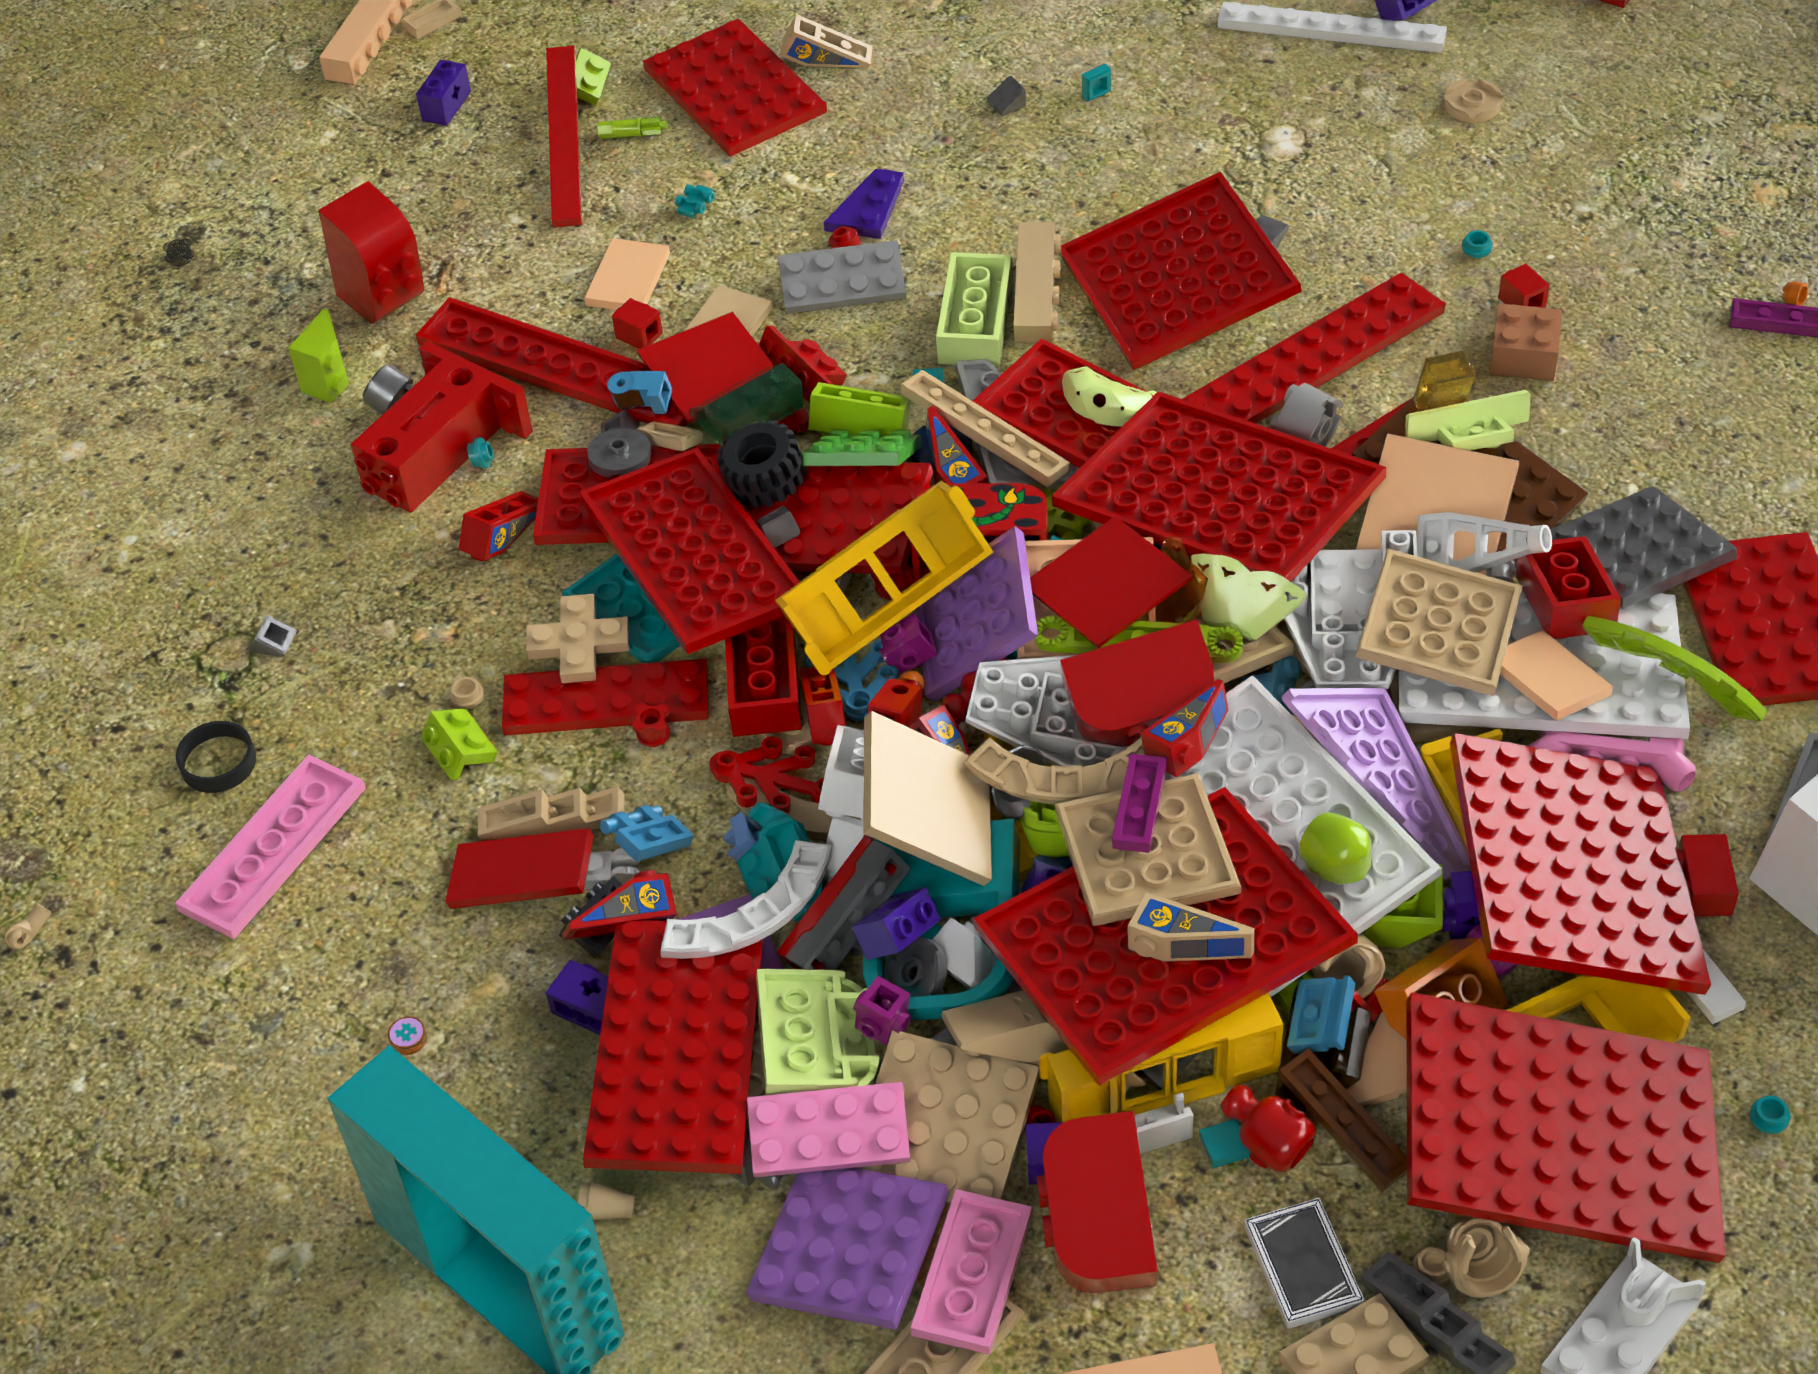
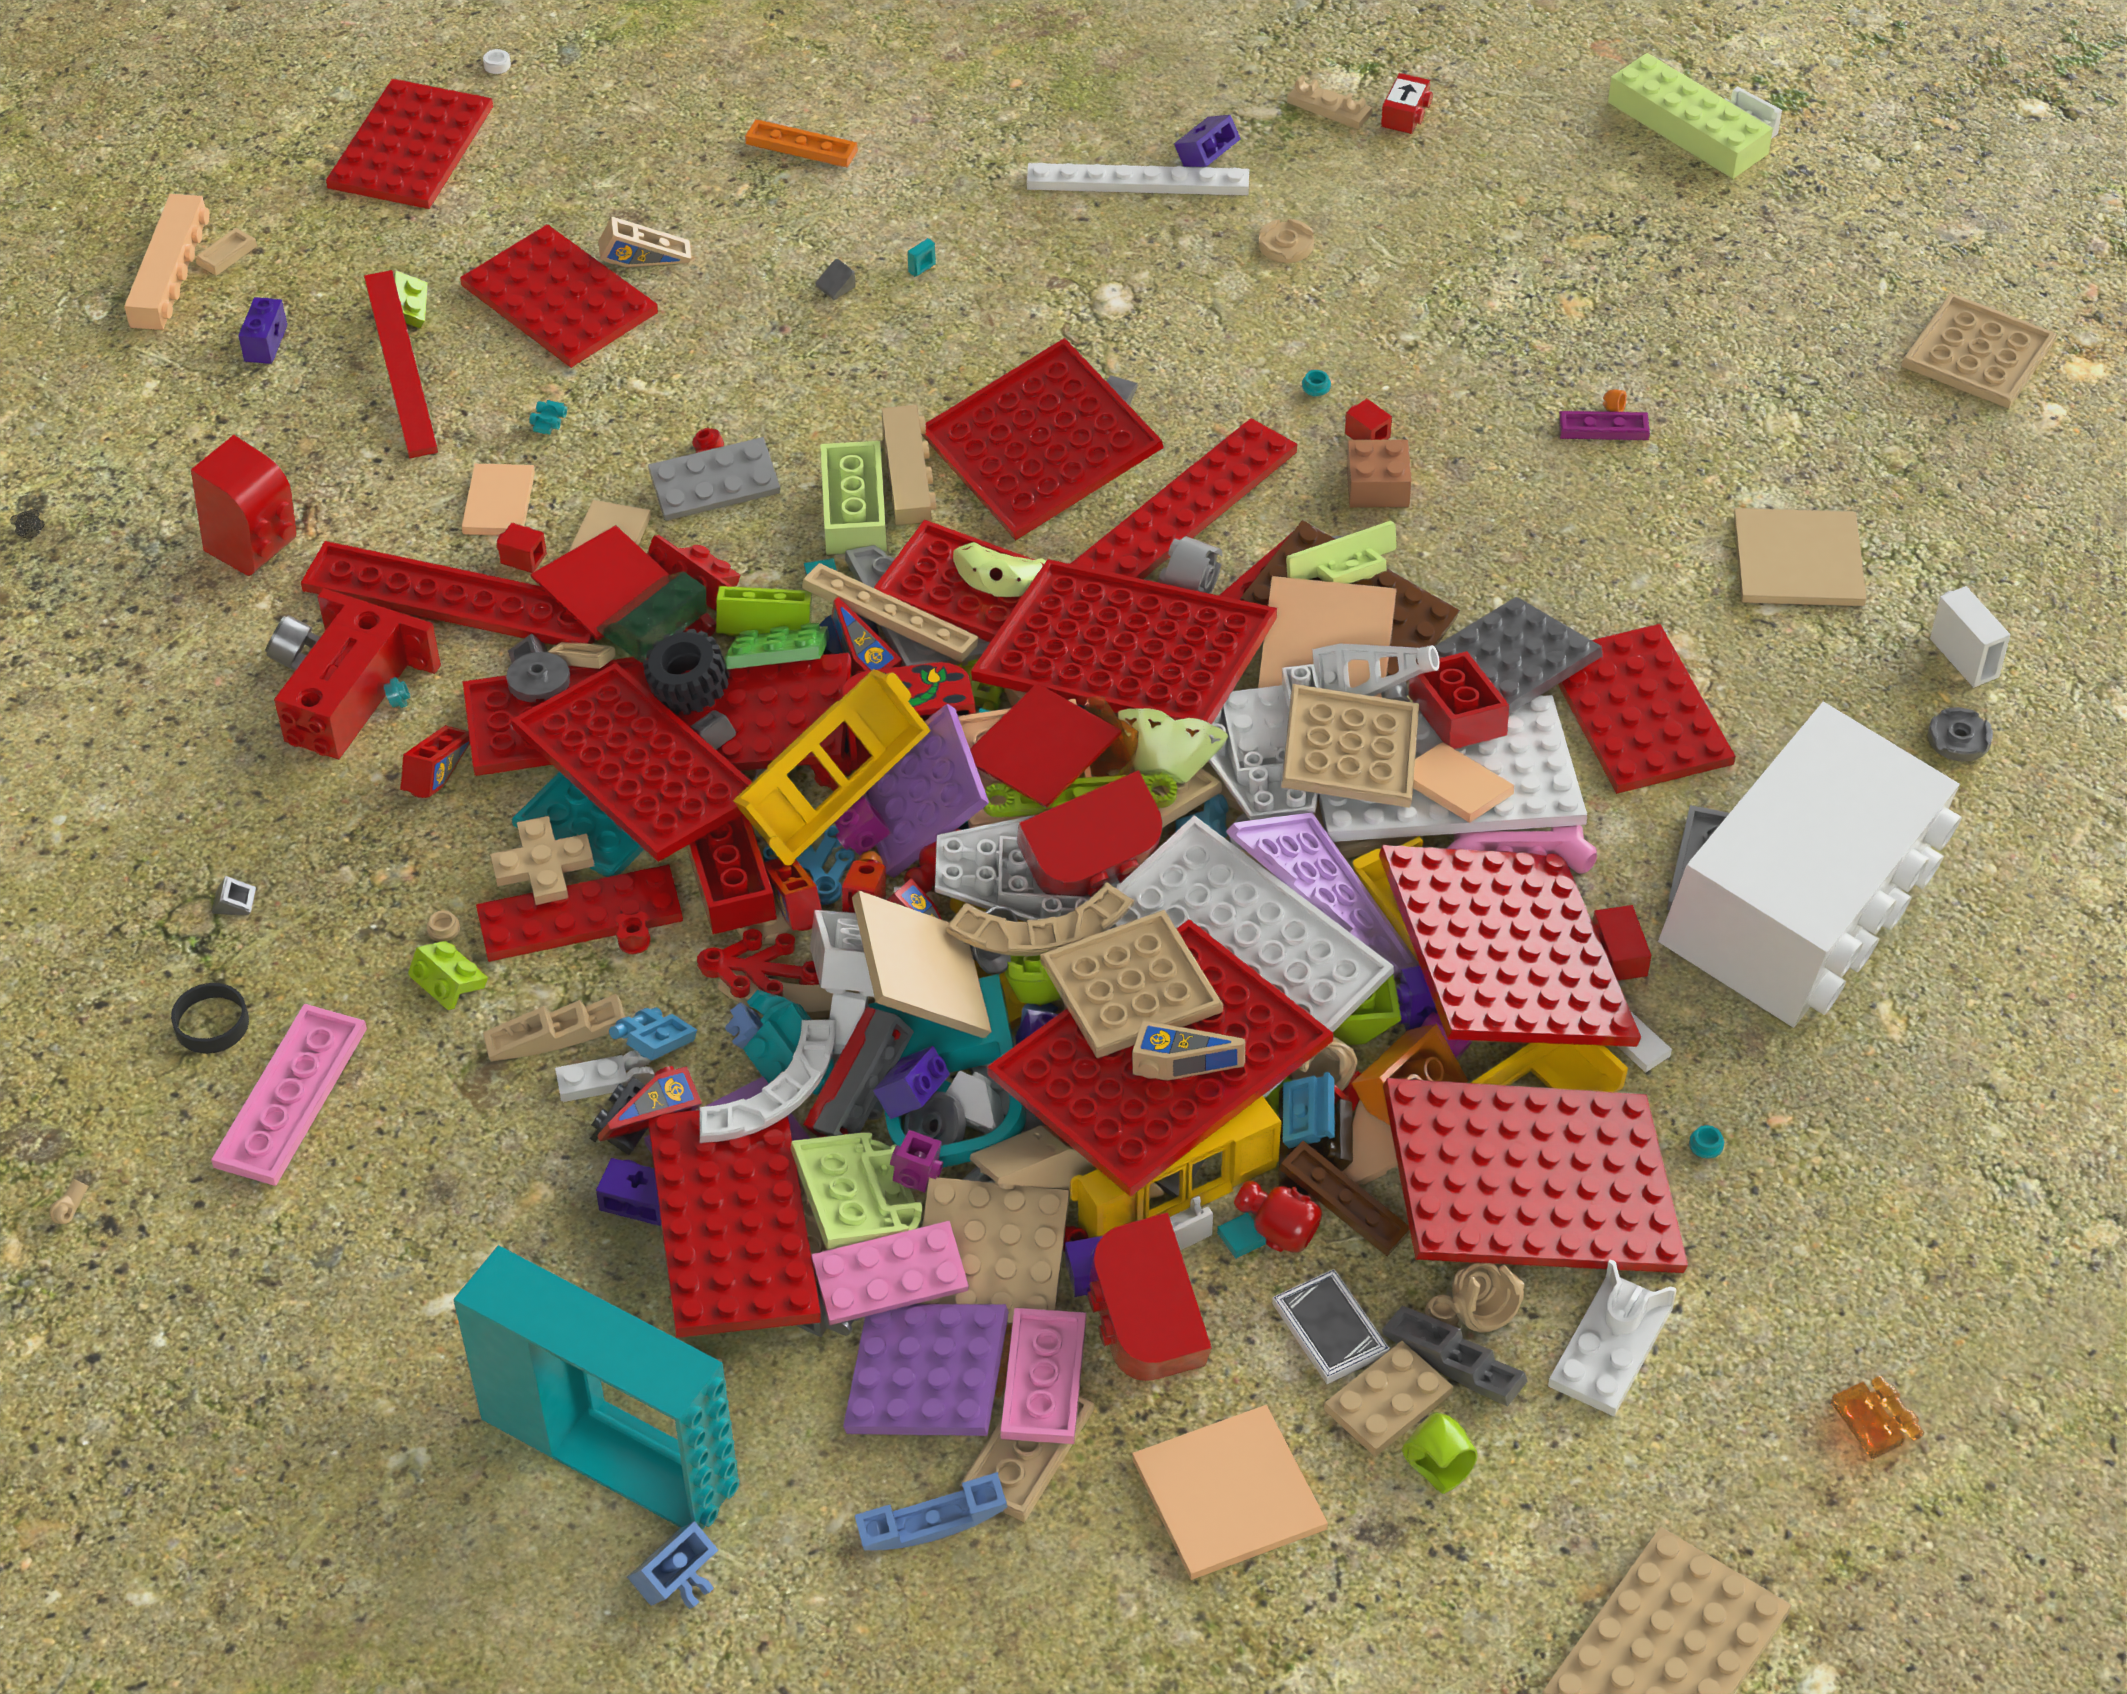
camera: 15 degrees left, 0 degrees up
(319, 360) = (212, 618): lime slope -> none
(407, 1035) = (468, 1249): tile -> none
(520, 868) = (539, 1082): red tile -> none
(631, 127) = (465, 348): lime piece -> none
(641, 389) = (545, 613): dark azure leg -> none
(869, 205) = (723, 403): dark purple wing -> none
(1139, 803) = (1119, 942): magenta plate -> none
(1188, 729) = (1146, 874): slope -> none
(1336, 848) = (1300, 961): lime piece -> none
(1444, 381) = (1316, 522): clear yellow brick -> none
(1714, 682) = (1566, 754): lime tile -> none

